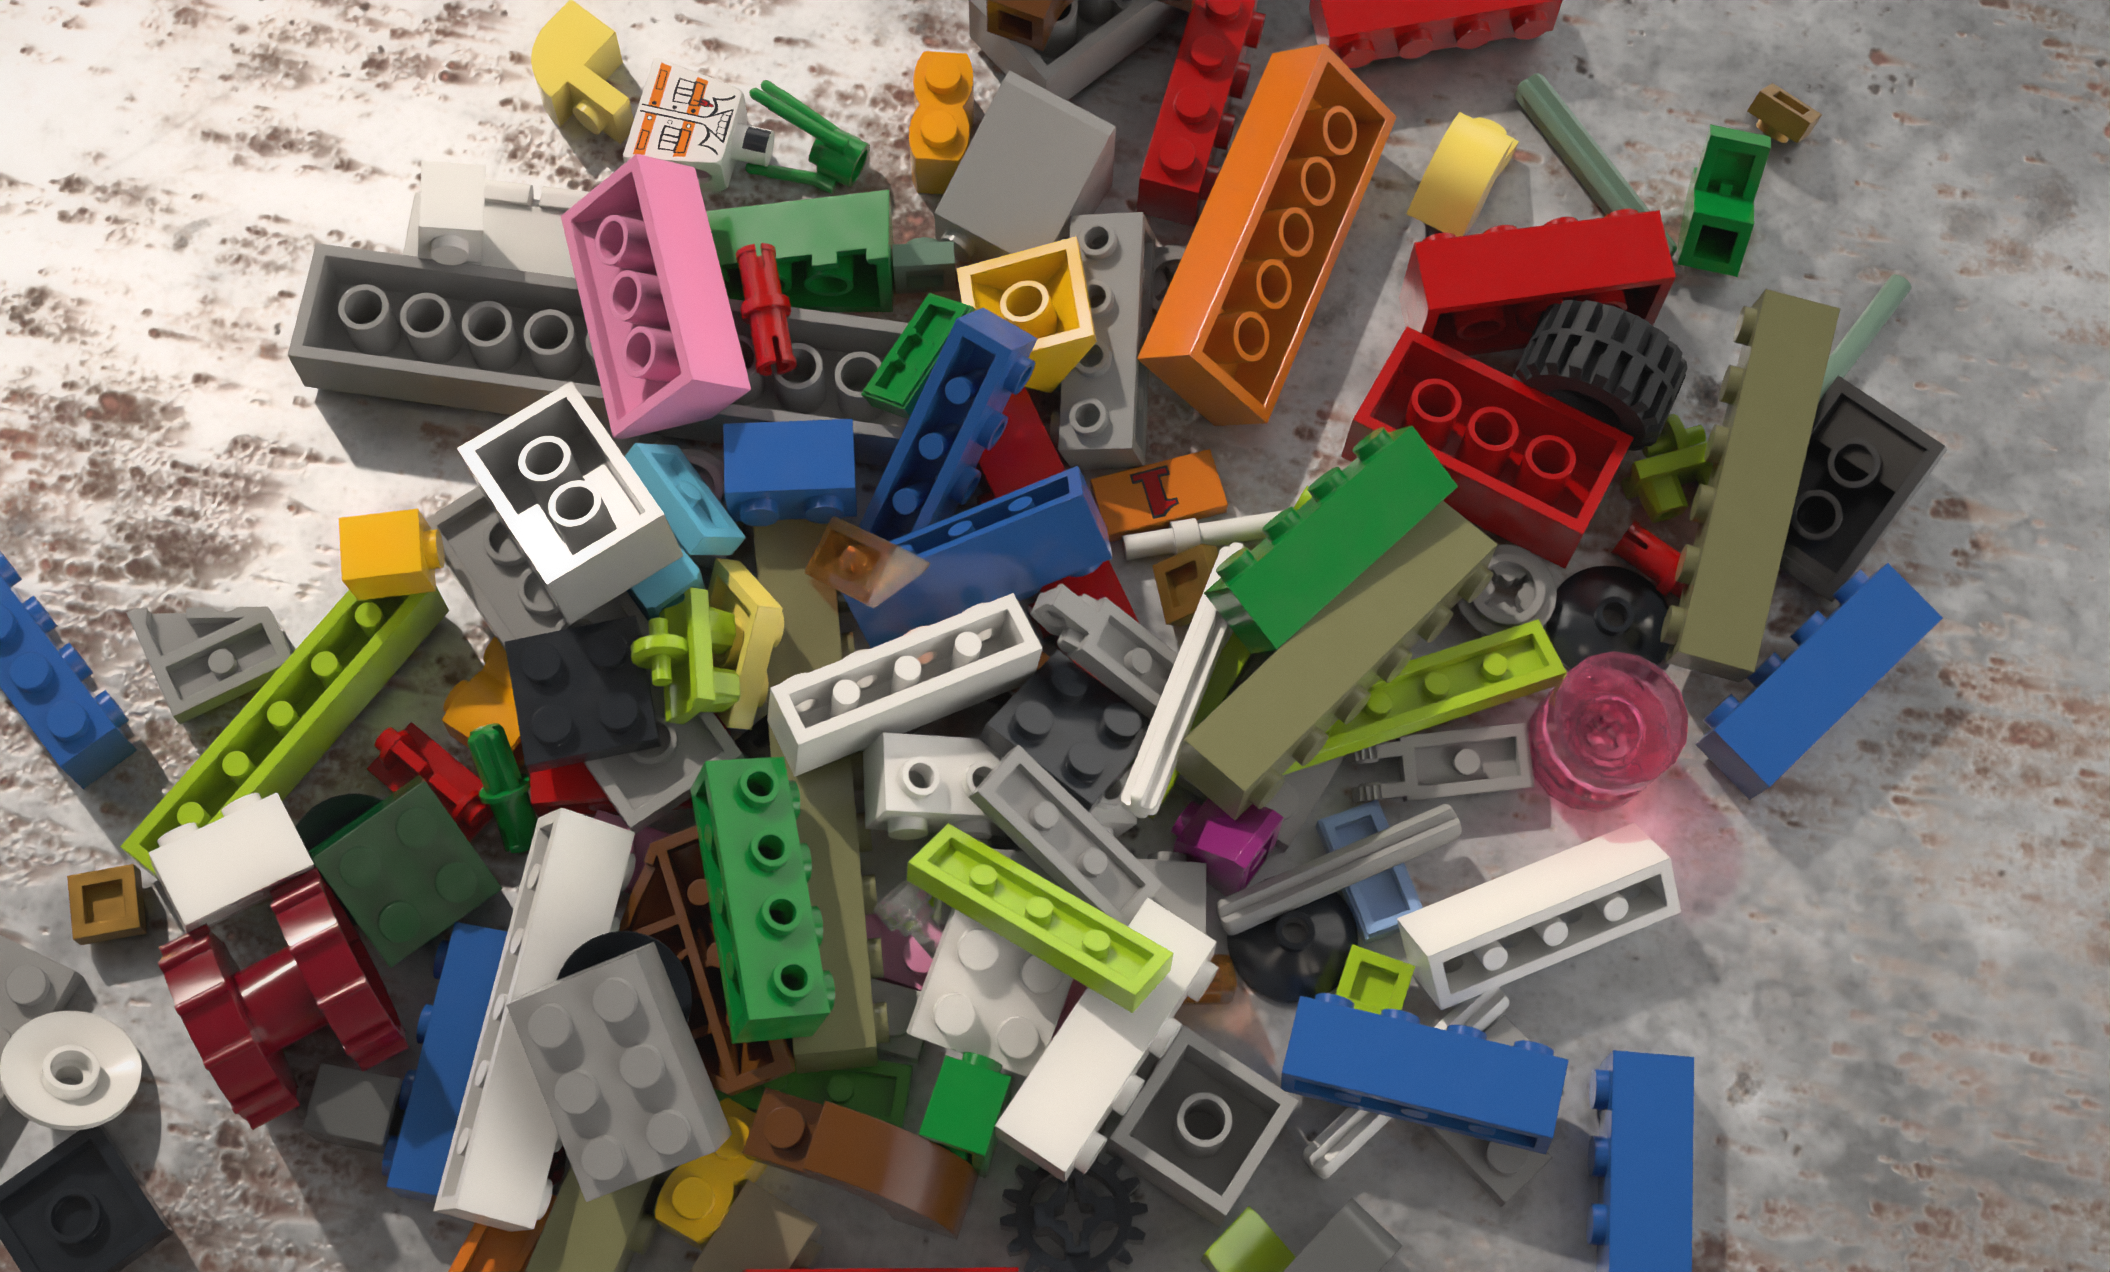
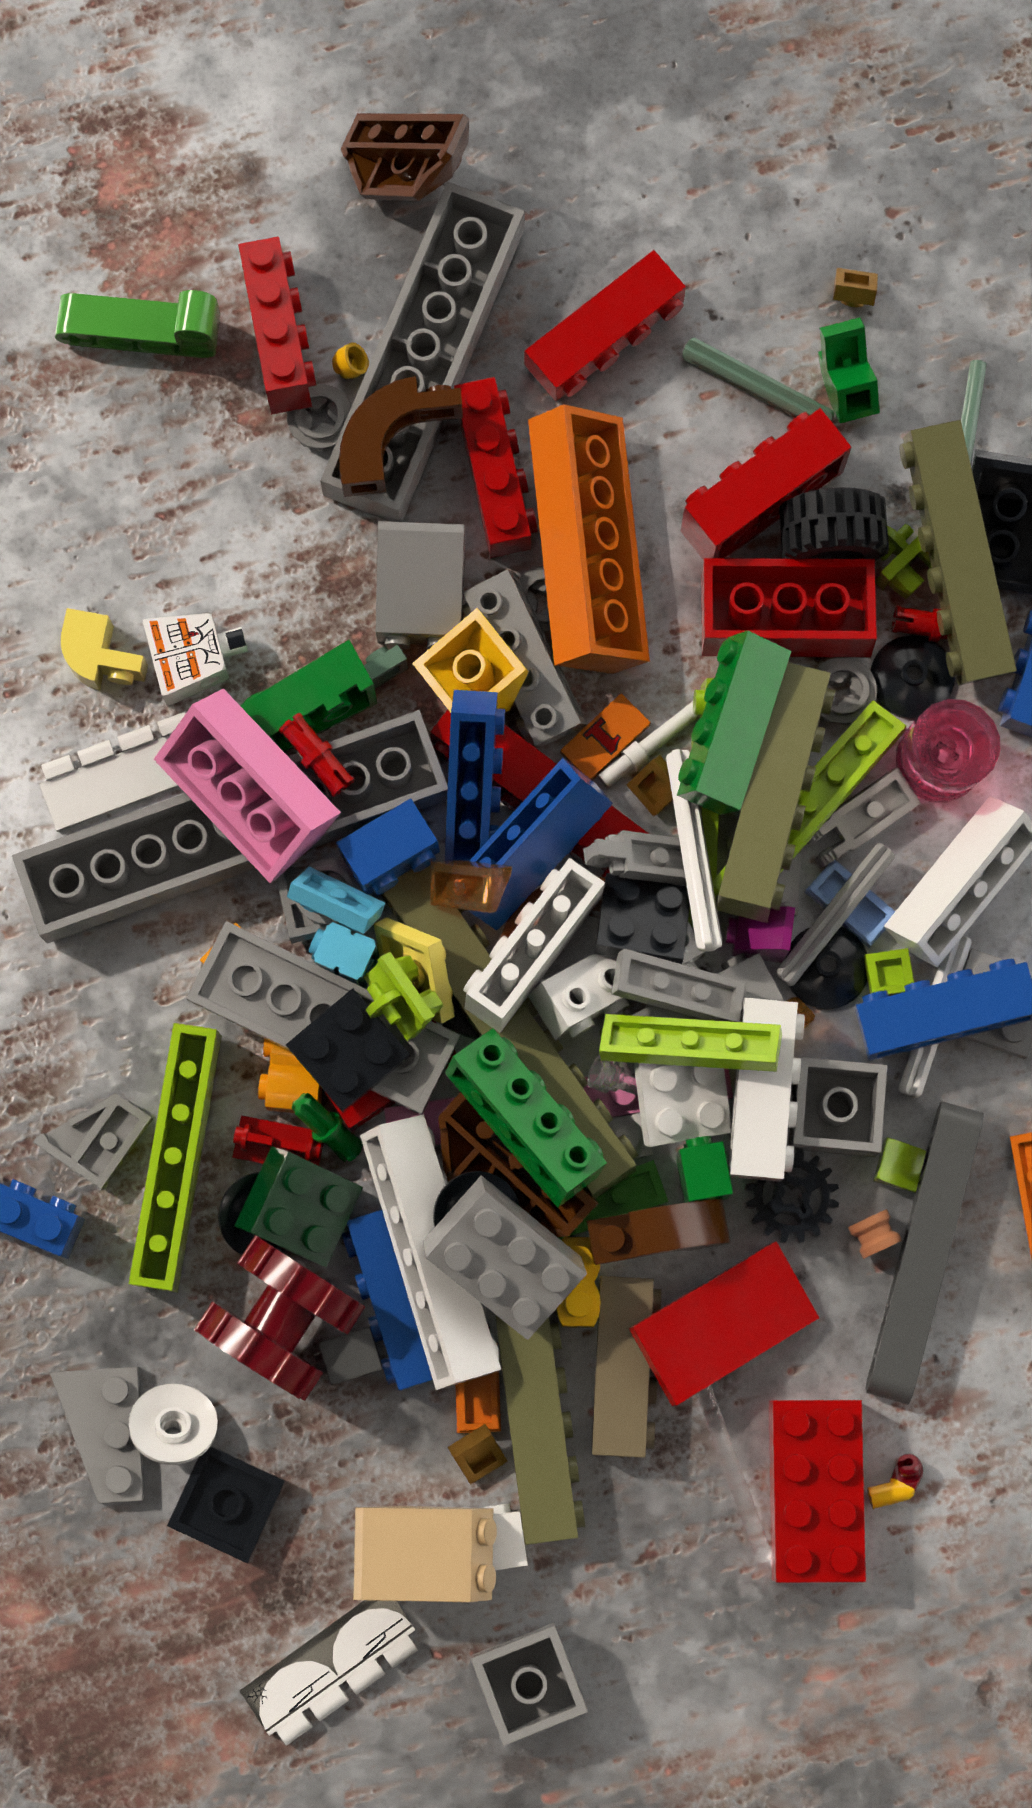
camera: 25 degrees left, 10 degrees up
(106, 904) = (130, 1319): pearl gold plate -> none
(230, 861) = (205, 1259): white brick -> none
(389, 554) = (187, 1028): yellow brick -> none
(451, 212) = (87, 795): white slope -> none
(571, 502) = (280, 942): light grey brick -> none
(834, 152) = (286, 619): green plant -> none
(910, 361) = (428, 735): green plate -> none
(940, 119) = (347, 572): light orange brick -> none
(1462, 174) = (682, 433): light yellow brick -> none

